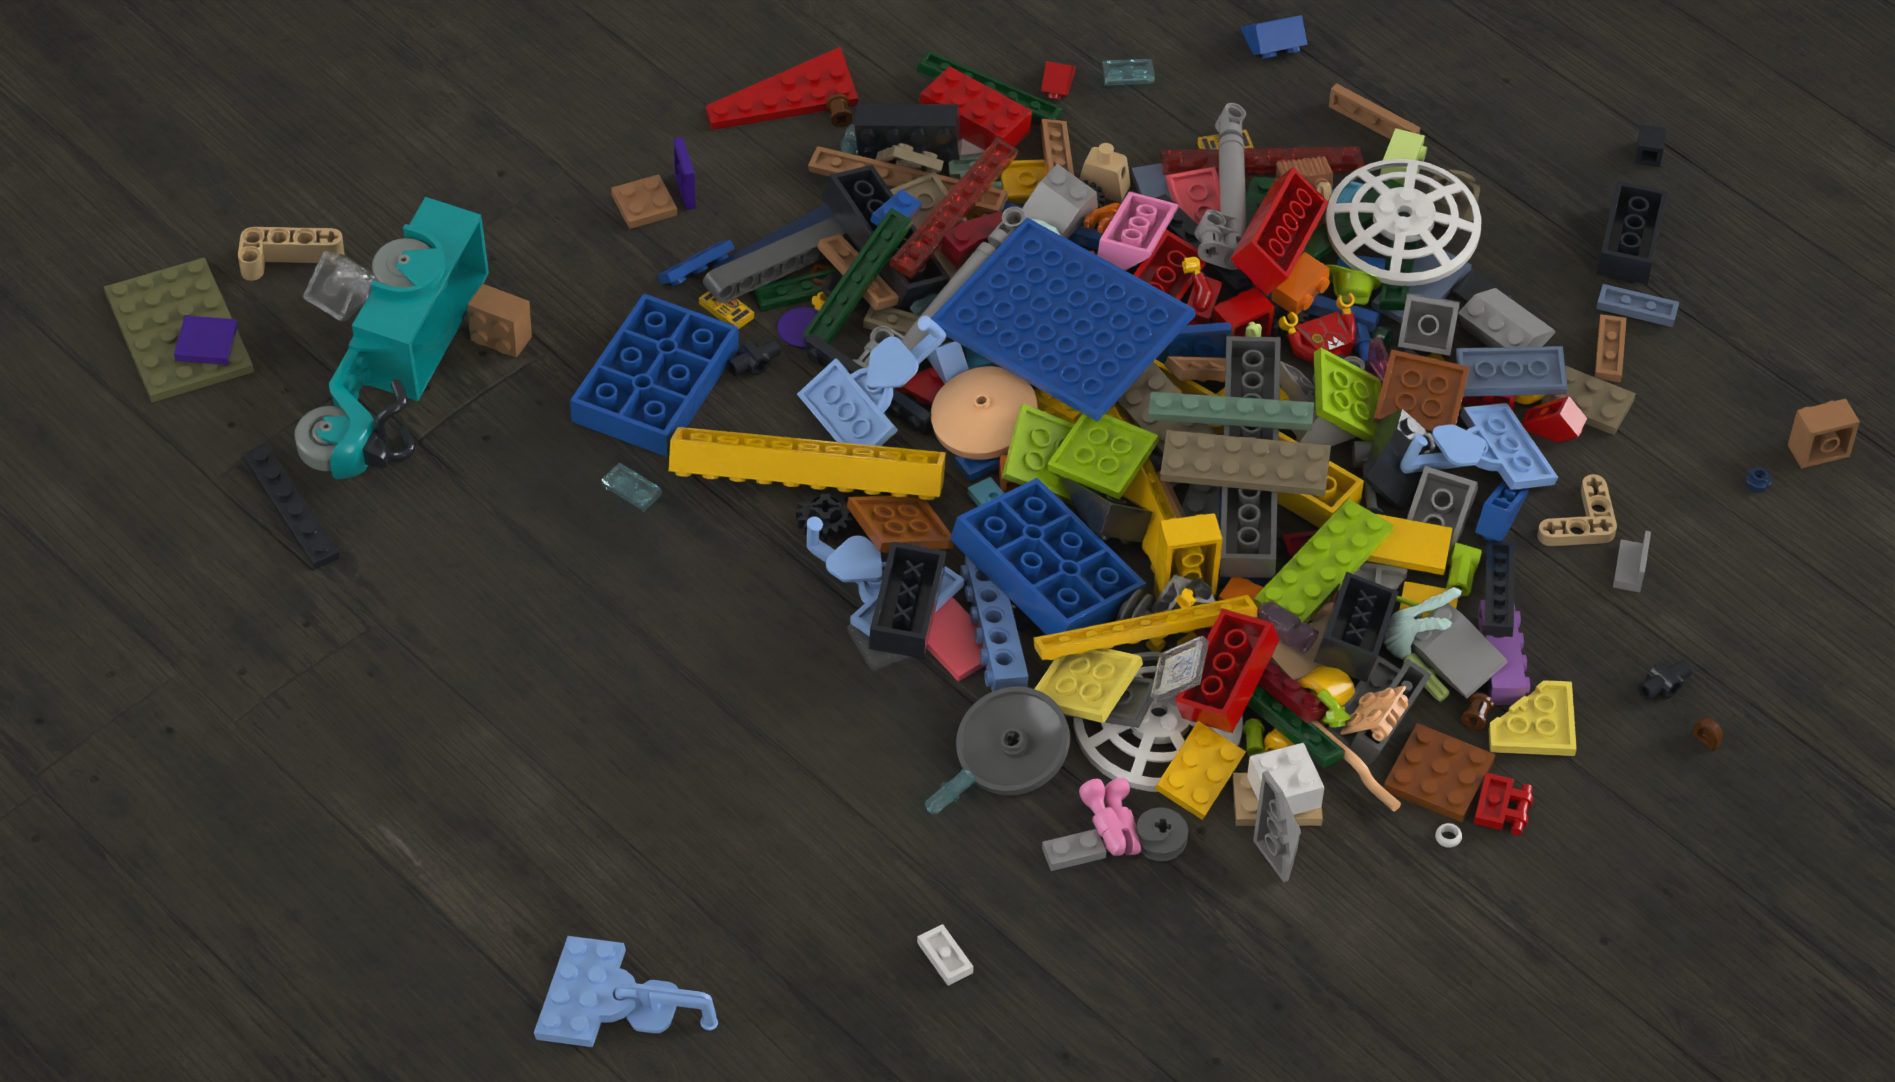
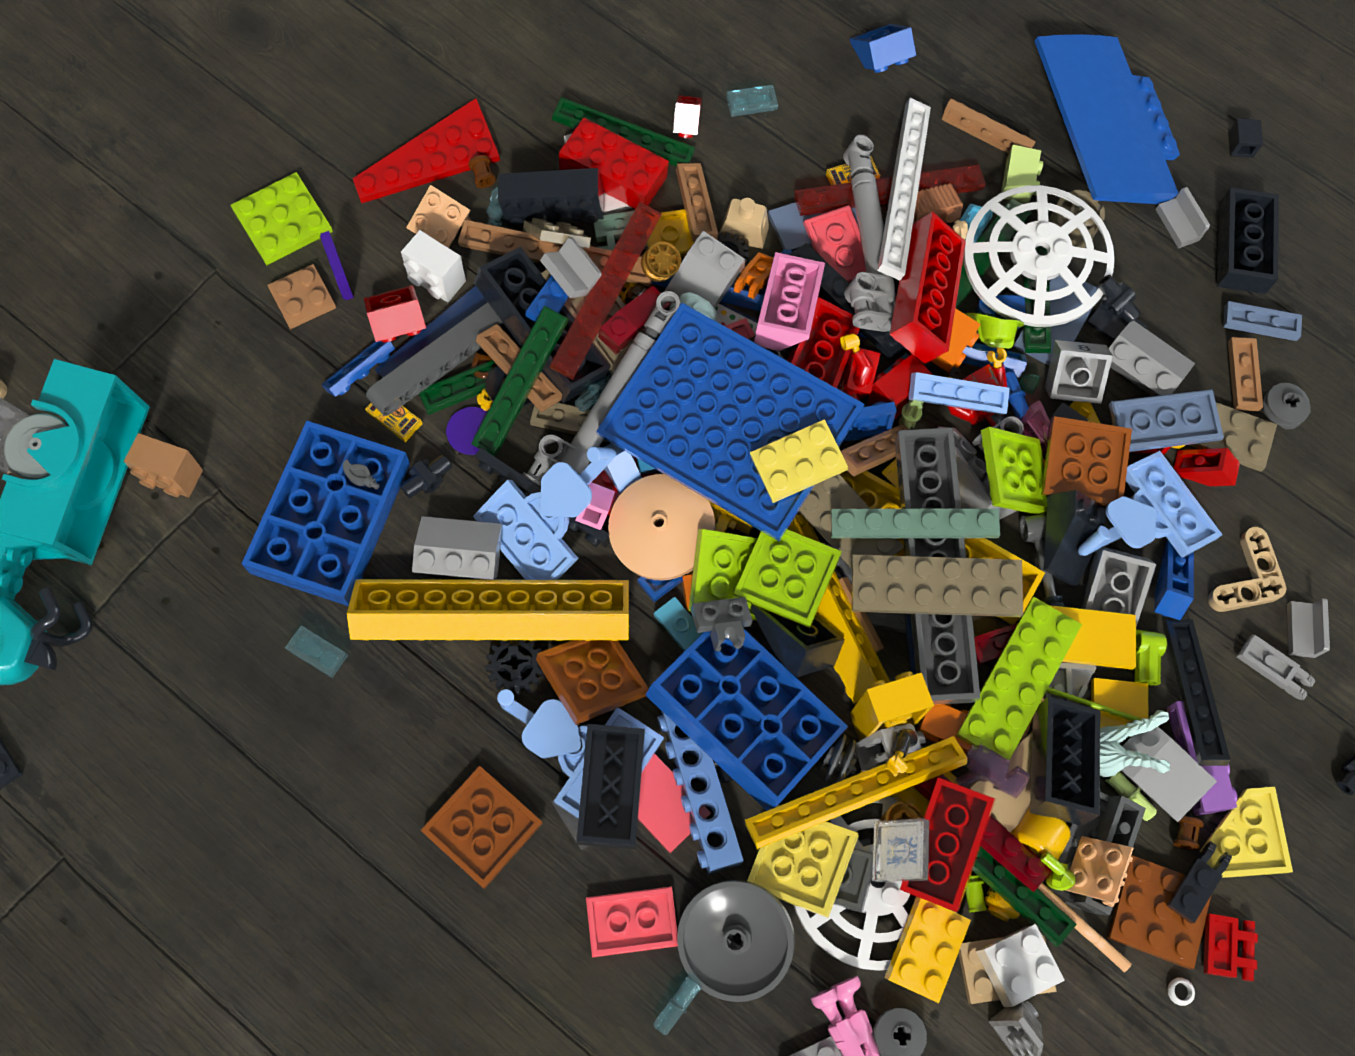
camera: 10 degrees left, 20 degrees up
(629, 134) = (281, 218): none -> lime plate
(691, 339) = (359, 475): none -> dark grey piece
(739, 216) = (394, 314): none -> brick
(777, 637) = (481, 827): none -> dark orange plate
(779, 413) = (457, 548): none -> light grey slope
(781, 182) = (433, 266): none -> white brick
(789, 146) = (439, 217): none -> light nougat hinge
(914, 727) = (632, 921): none -> coral tile
(920, 388) = (597, 510): none -> bright pink brick
(922, 184) = (572, 269): none -> light grey panel
(1011, 190) = (660, 262): none -> pearl gold wheel
(1034, 479) = (723, 619): none -> dark grey plate
(1123, 350) = (798, 461): none -> light yellow plate
(1272, 151) = (904, 190): none -> white plate
(1298, 324) = (958, 393): none -> light blue plate
(1477, 745) = (1198, 884): none -> black hinge
(1480, 264) = (1118, 298): none -> black axle
(1504, 117) = (1110, 119): none -> blue slope
(1569, 211) = (1183, 218): none -> light grey panel
(1594, 591) = (1275, 666): none -> light grey hinge
(1648, 378) = (1286, 405): none -> dark grey piece

